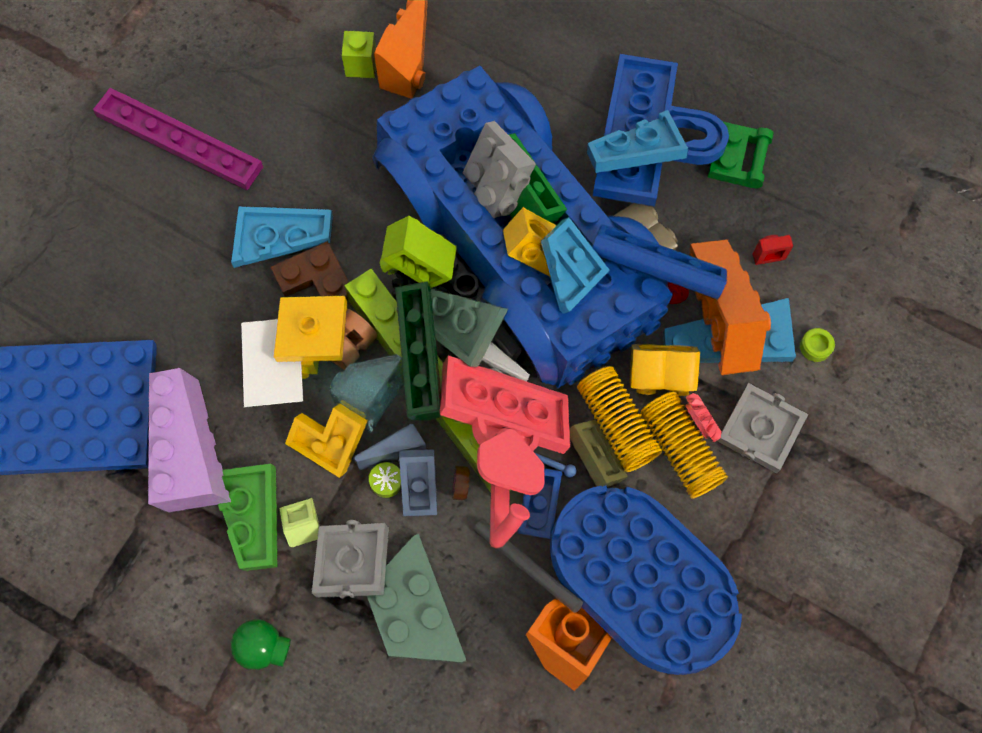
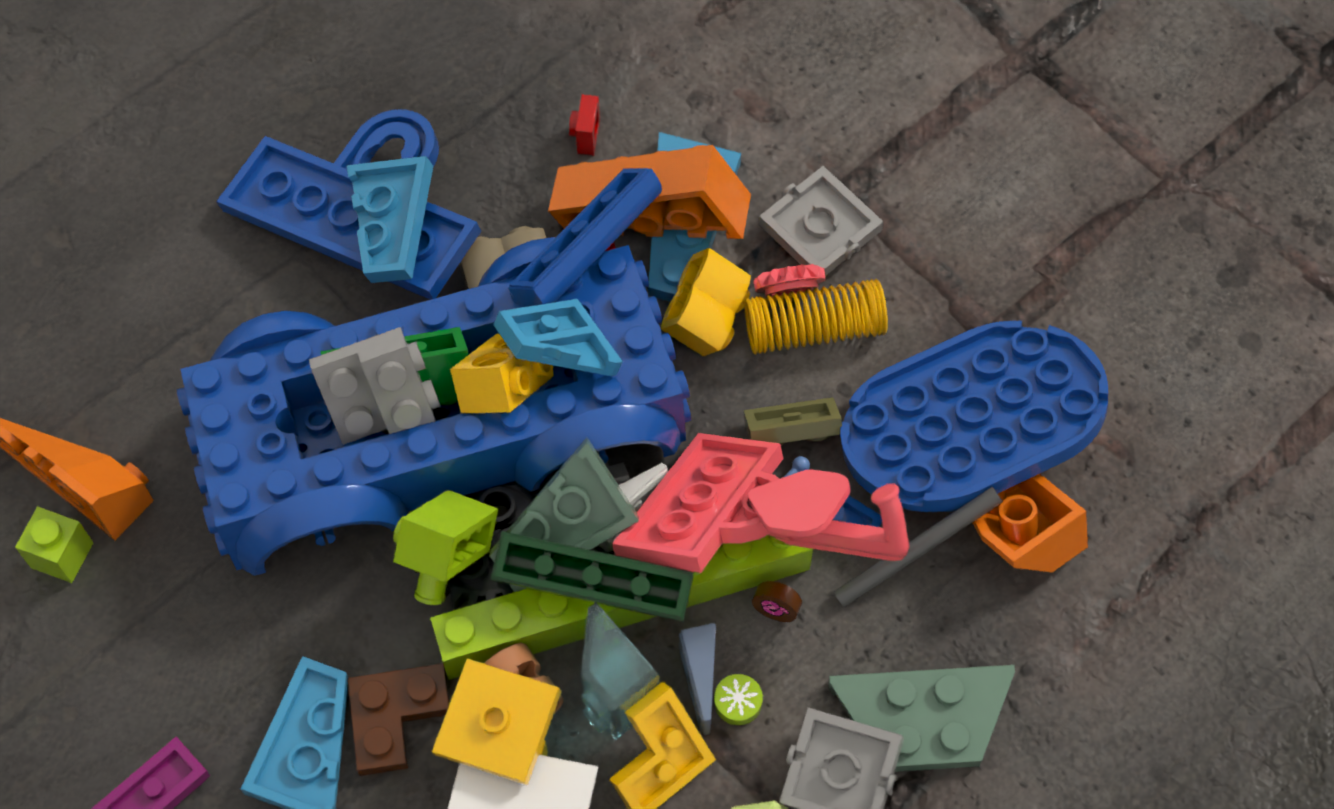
camera: 70 degrees left, 5 degrees down
(418, 482) = (761, 652): sand blue slope -> none
(637, 455) = (697, 378): yellow piece -> none
(729, 165) = (448, 130): green plate -> none
(817, 345) = (731, 126): lime tile -> none

